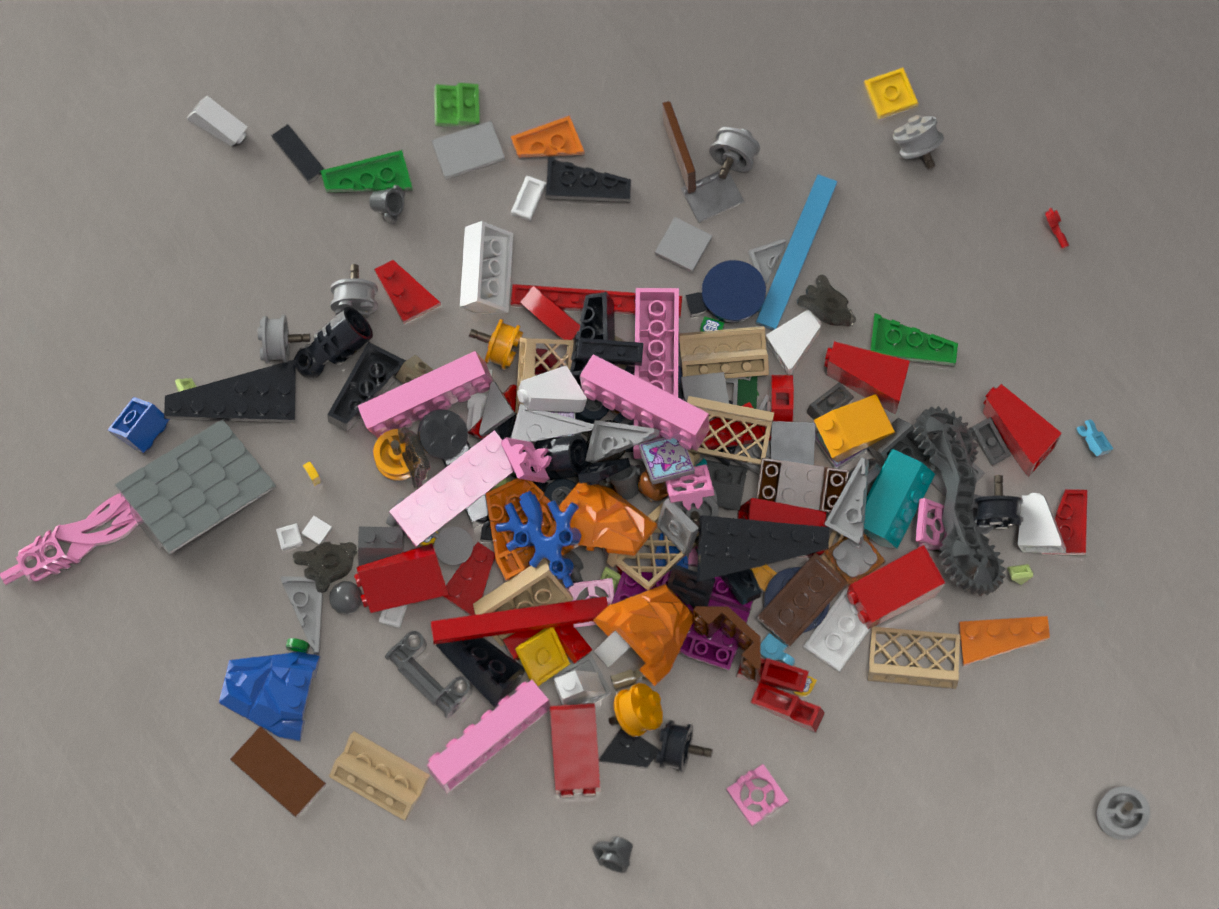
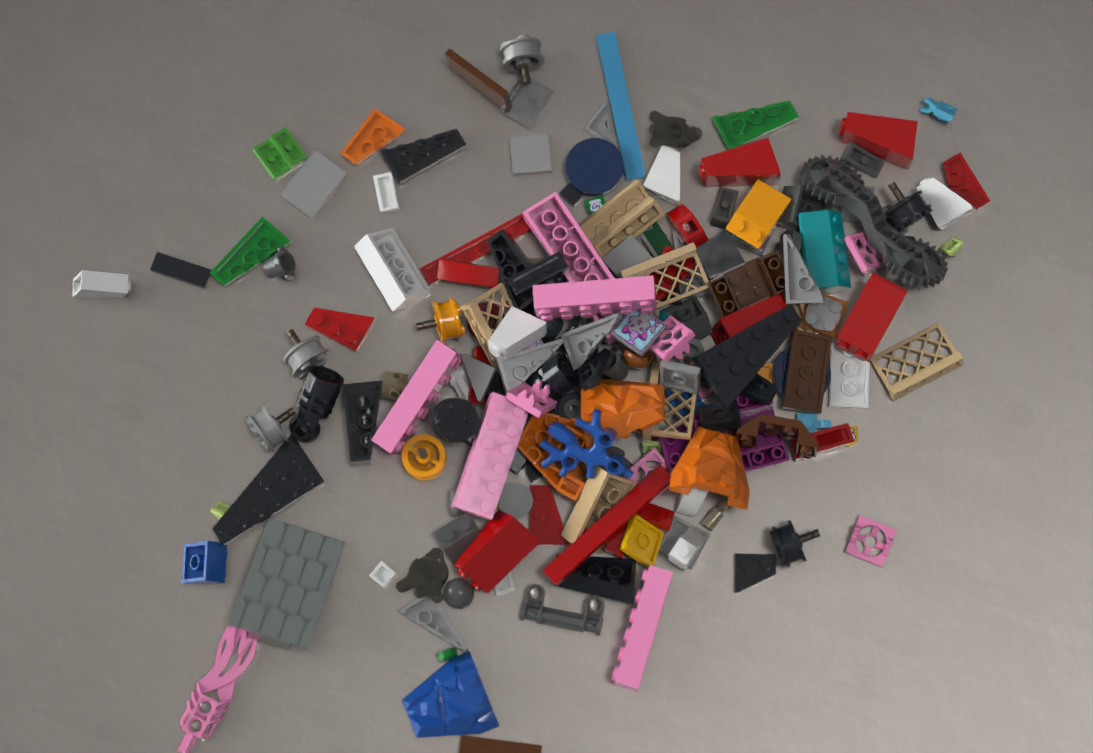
camera: 30 degrees left, 5 degrees up
(312, 473) = (366, 514): yellow tile -> none
(316, 530) = (400, 556): white tile -> none
(379, 776) = (579, 713): tan slope -> none
(414, 456) = (443, 451): clear smoke tile -> none
(575, 749) = (714, 596): red slope -> none
(616, 854) = (797, 655): dark grey piece -> none
(637, 710) = (741, 535): light orange wheel -> none
(788, 707) = (849, 459): red slope -> none
(999, 636) = (965, 307): orange wing -> none

